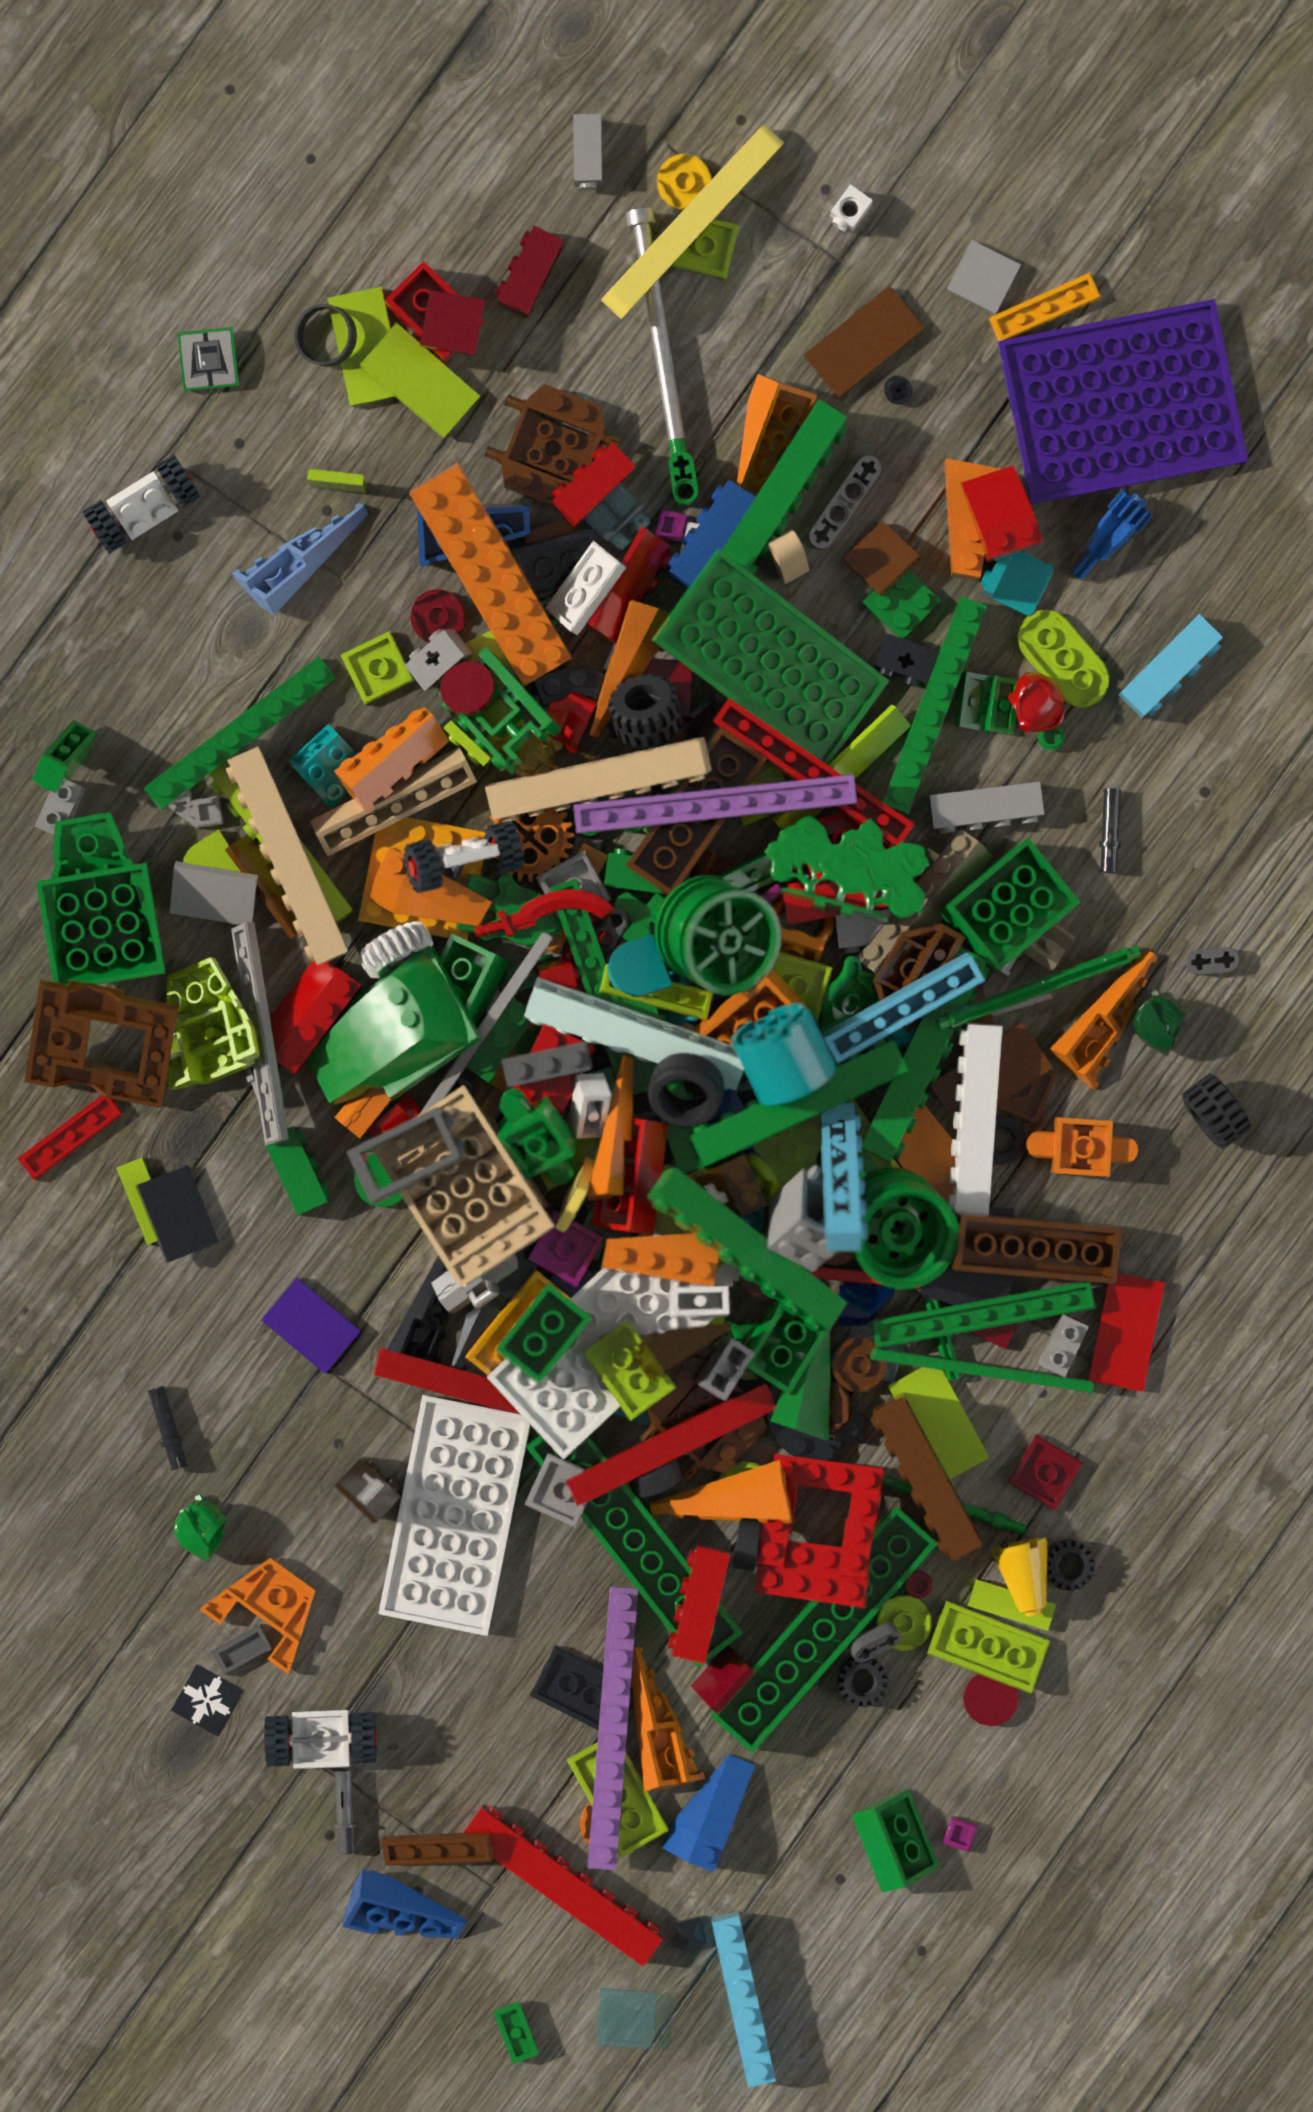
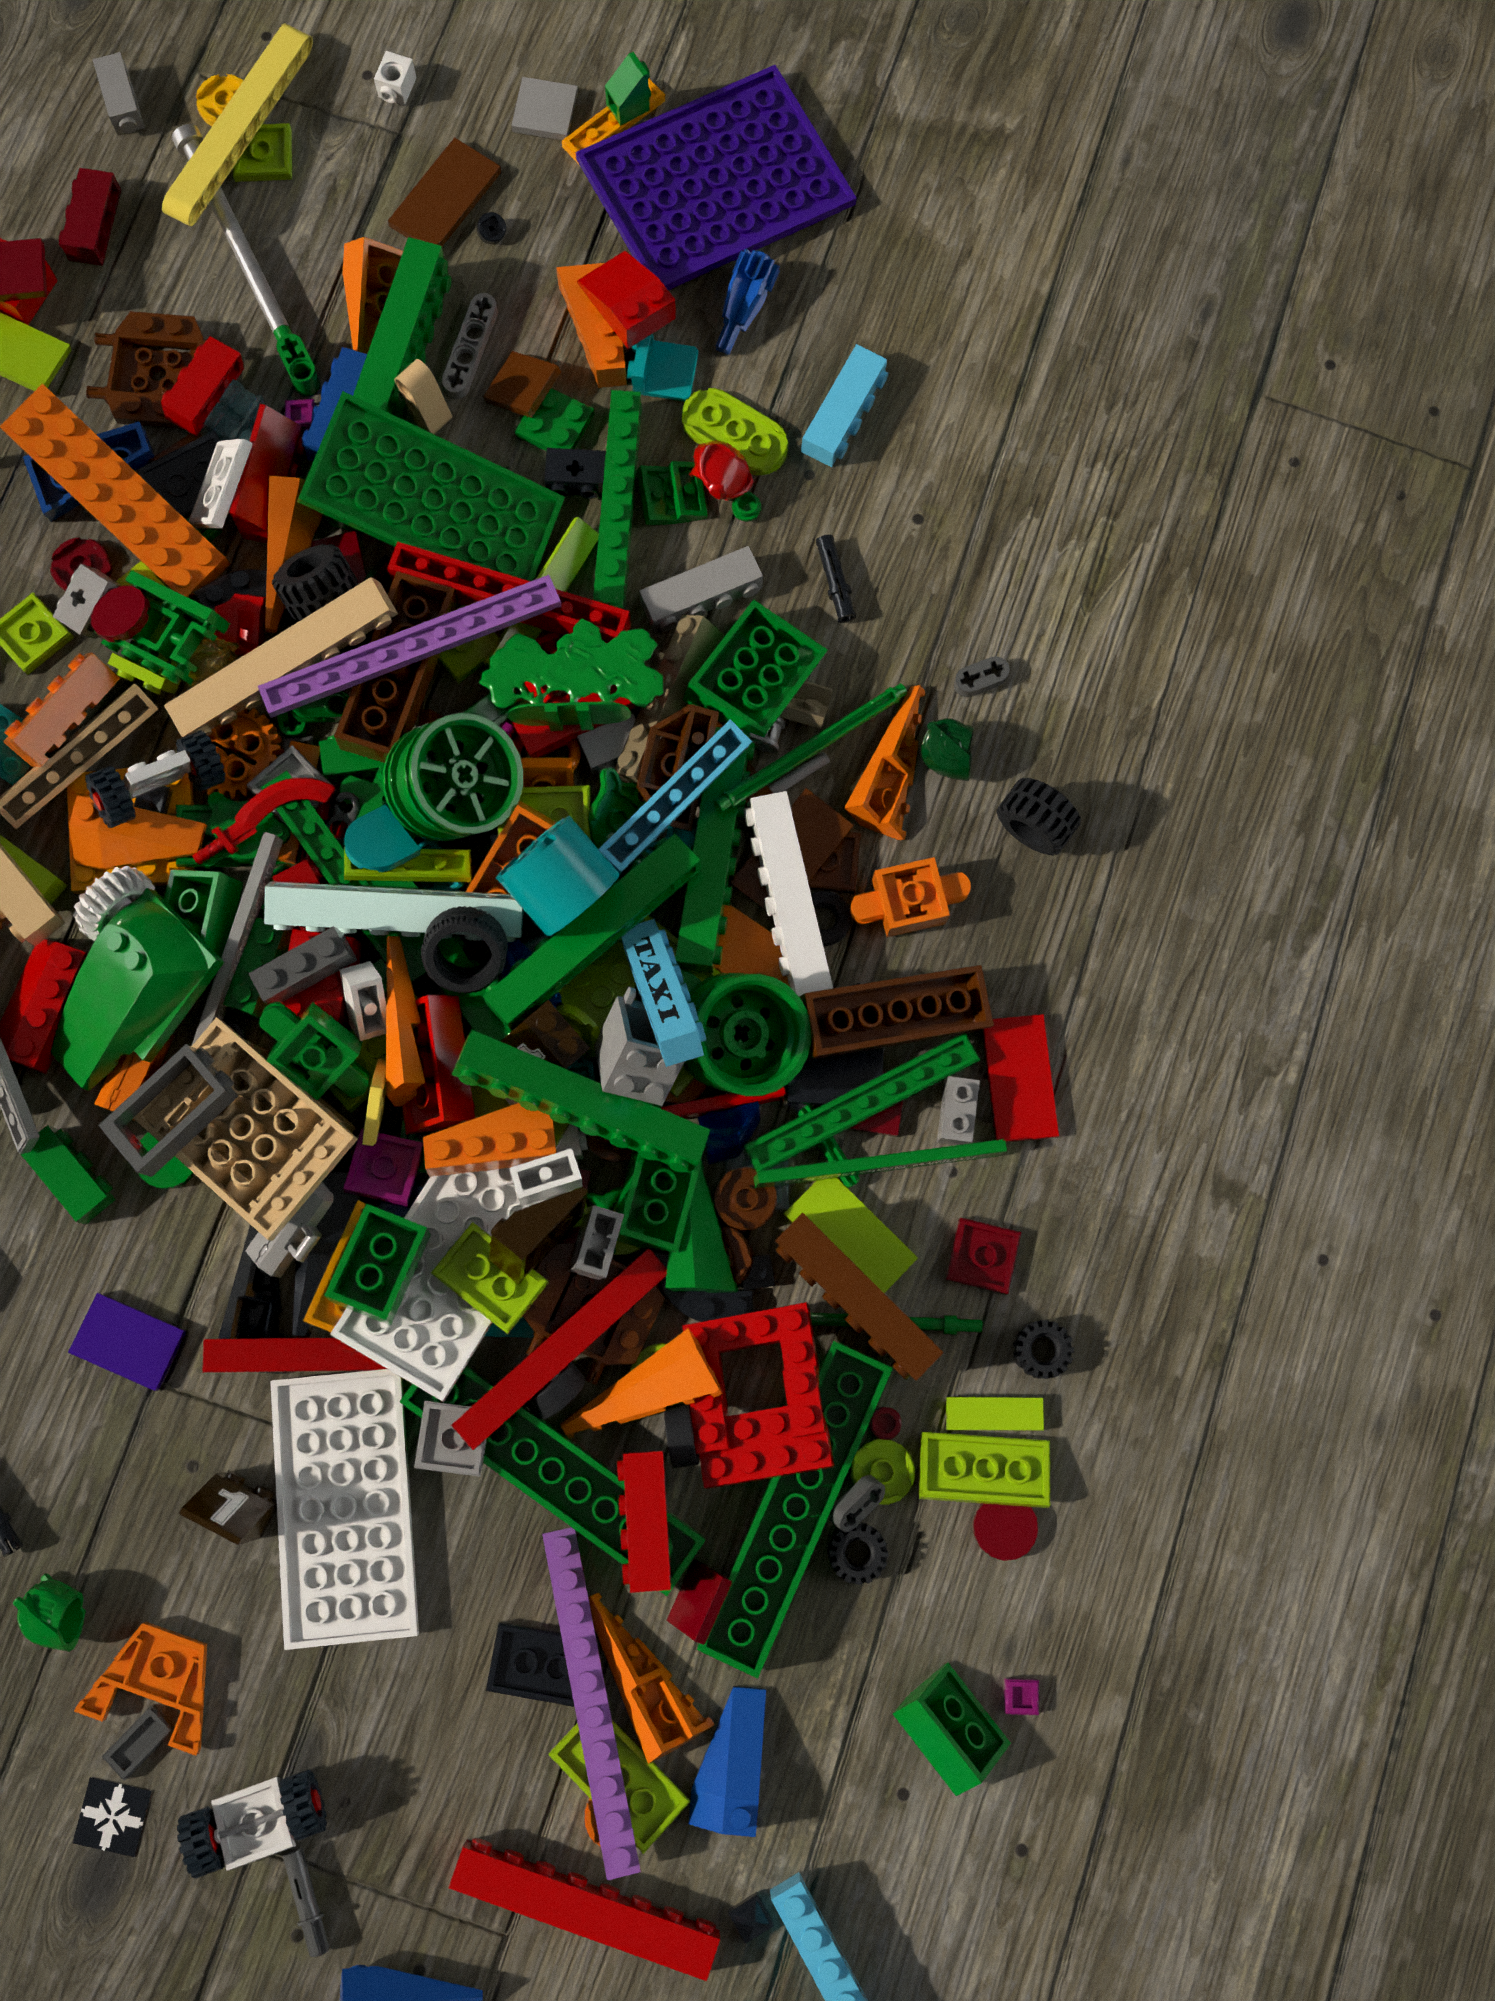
camera: 25 degrees left, 10 degrees down
(438, 1848) = (425, 1913): reddish brown tile -> none
(1025, 1573) = (999, 1372): yellow cone -> none
(1066, 296) = (628, 90): none -> green slope

